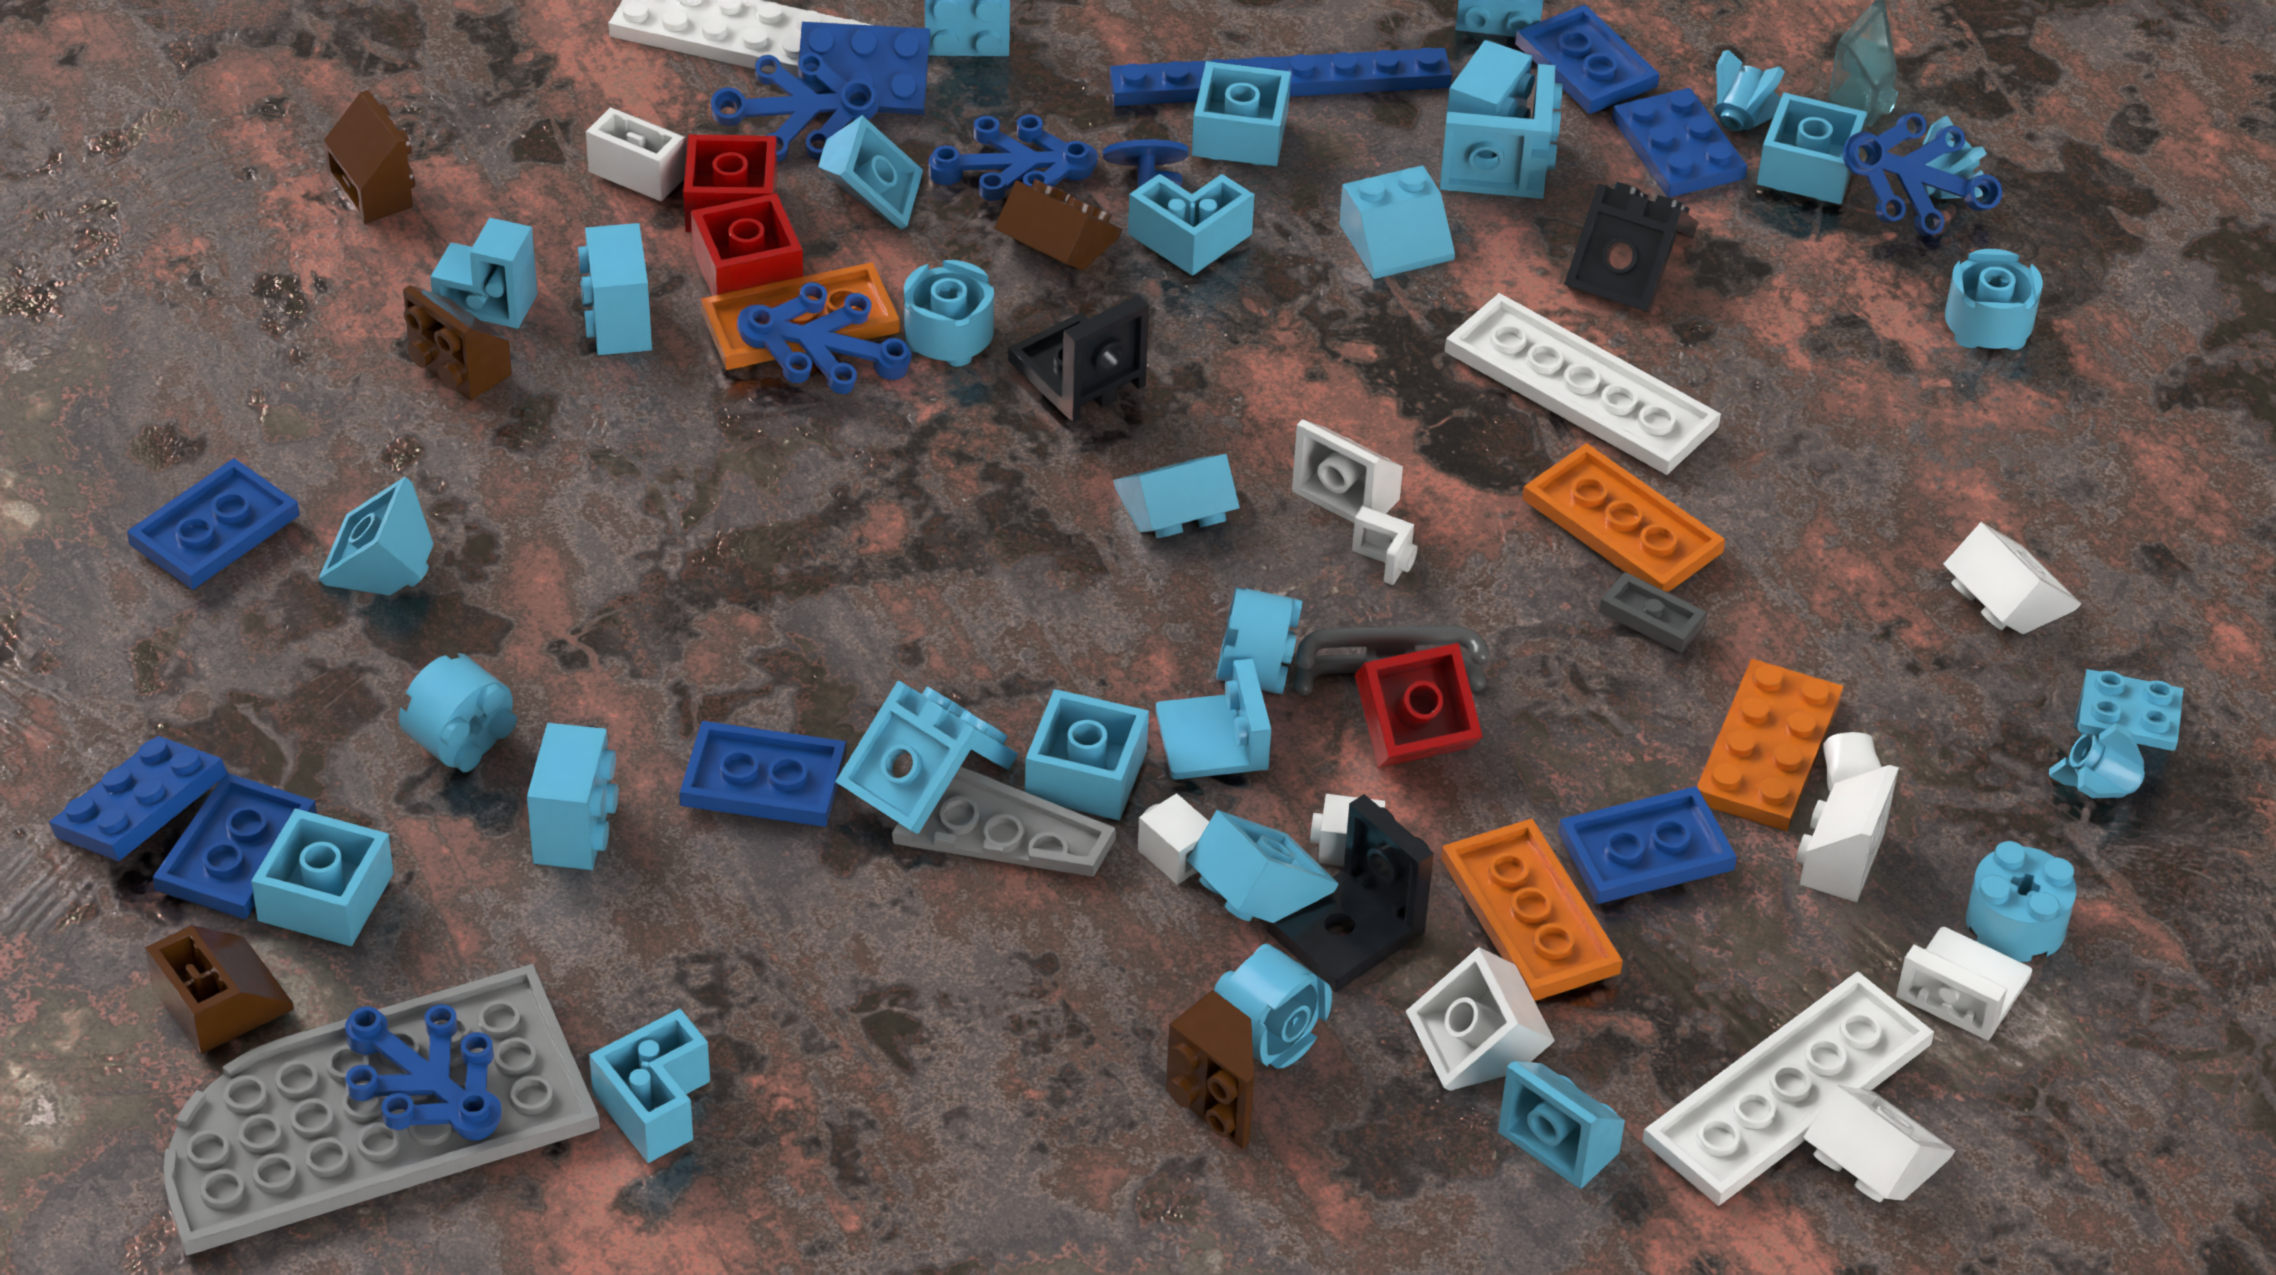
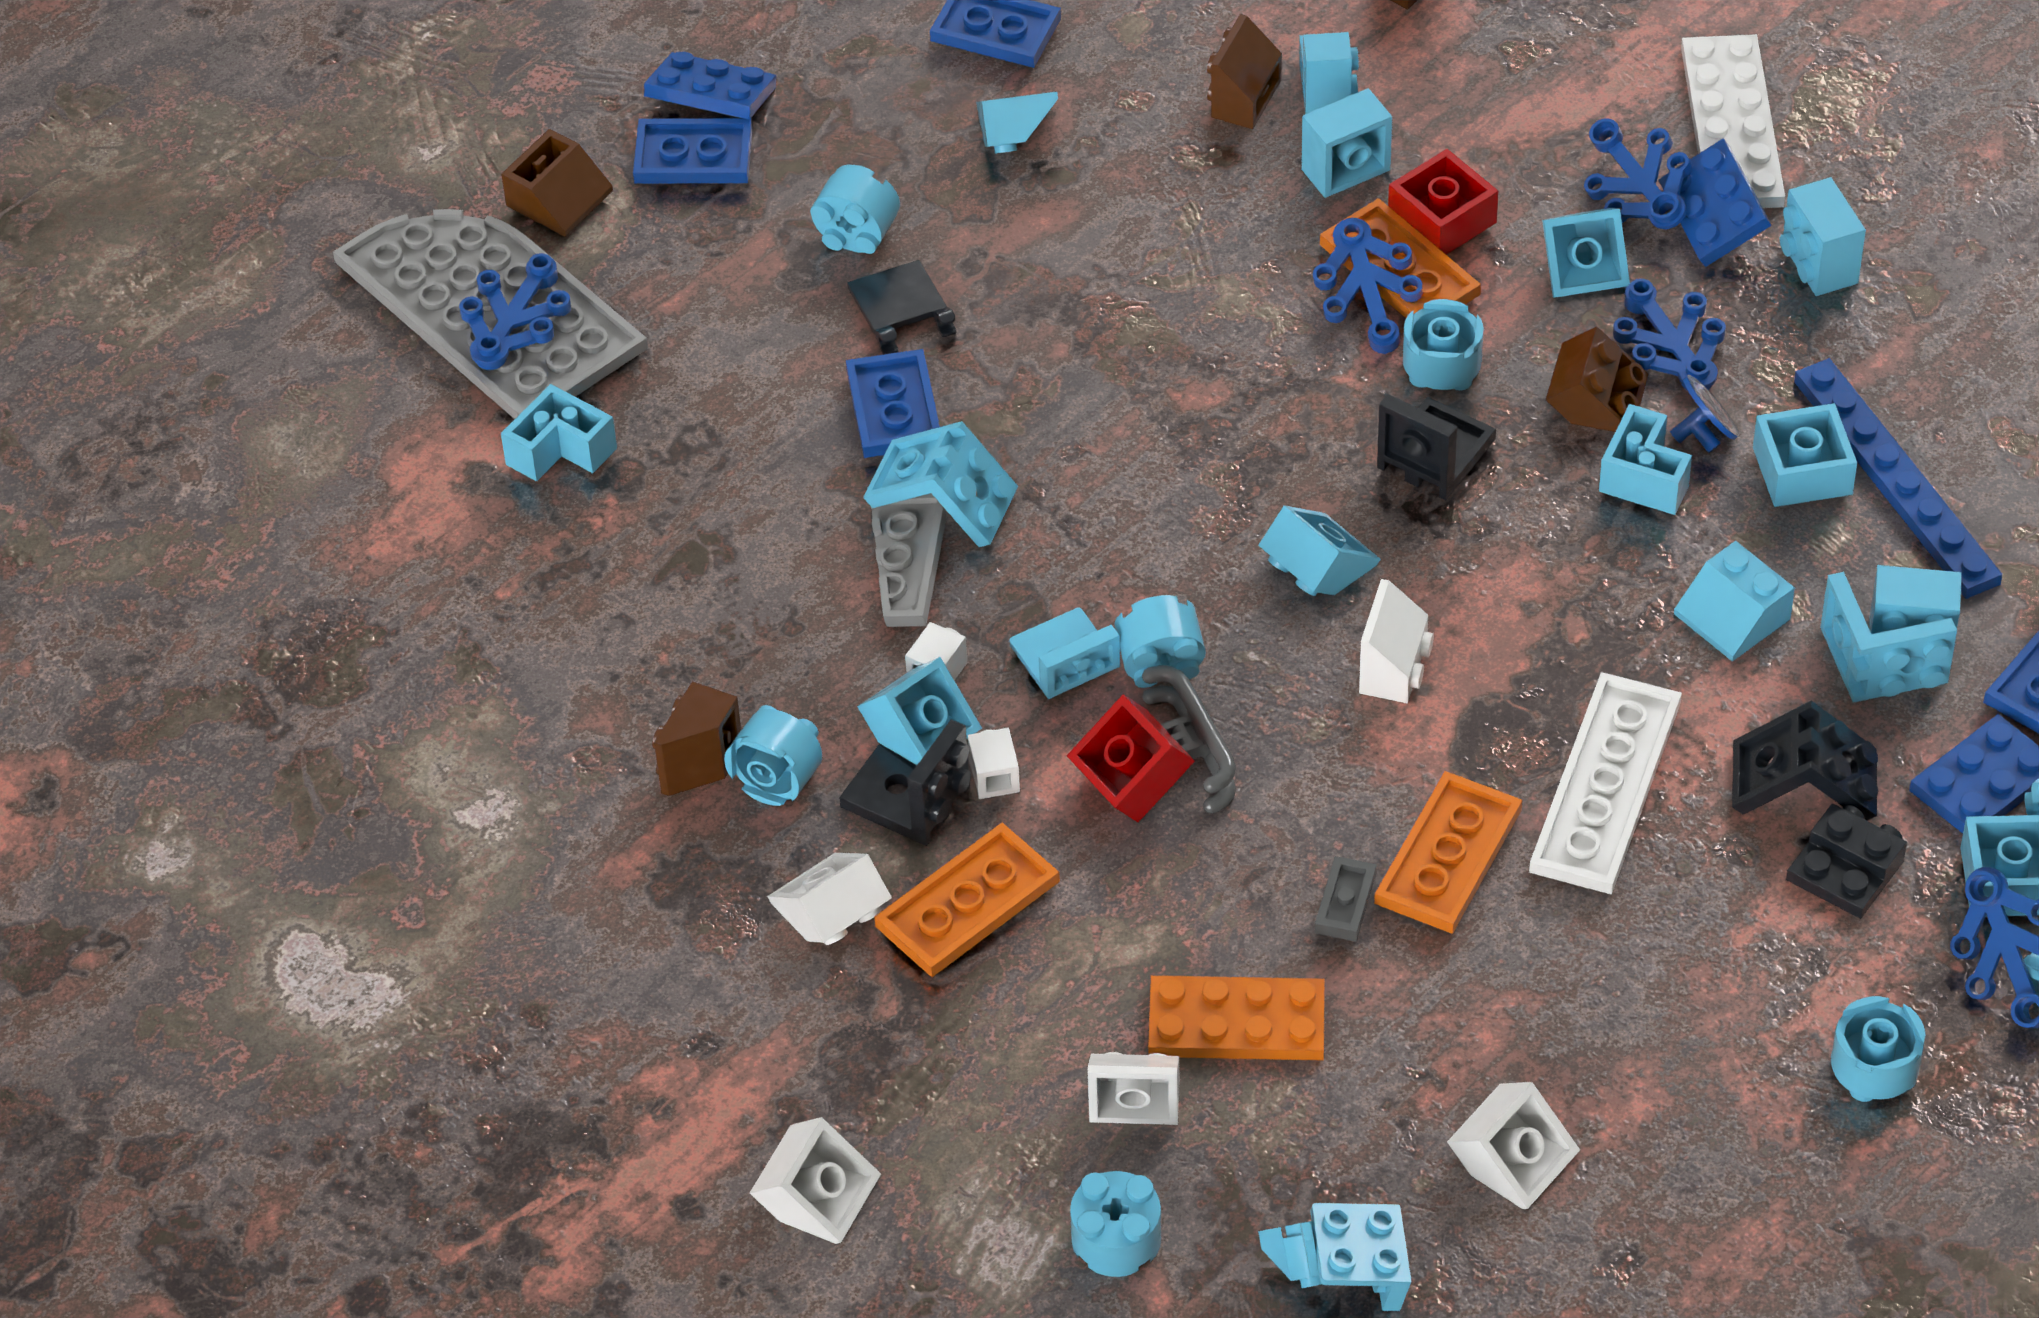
camera: 75 degrees right, 5 degrees up
(322, 877) = (671, 200): medium azure brick -> none
(571, 796) = (800, 297): medium azure brick -> none
(619, 714) = (899, 299): none -> black flag
(636, 154) = (1533, 107): white slope -> none
(727, 170) = (1519, 165): red brick -> none
(1087, 754) = (988, 575): medium azure brick -> none
(1385, 540) = (1328, 709): white bracket -> none
(1558, 1122) = (743, 962): medium azure slope -> none
(1647, 844) = (1073, 958): blue plate -> none
(1745, 255) = (1848, 859): none -> black plate
(1774, 1092) = (881, 1120): white plate -> none
(1849, 756) = (1228, 1082): white piece -> none
(1962, 982) = (1016, 1204): white bracket -> none

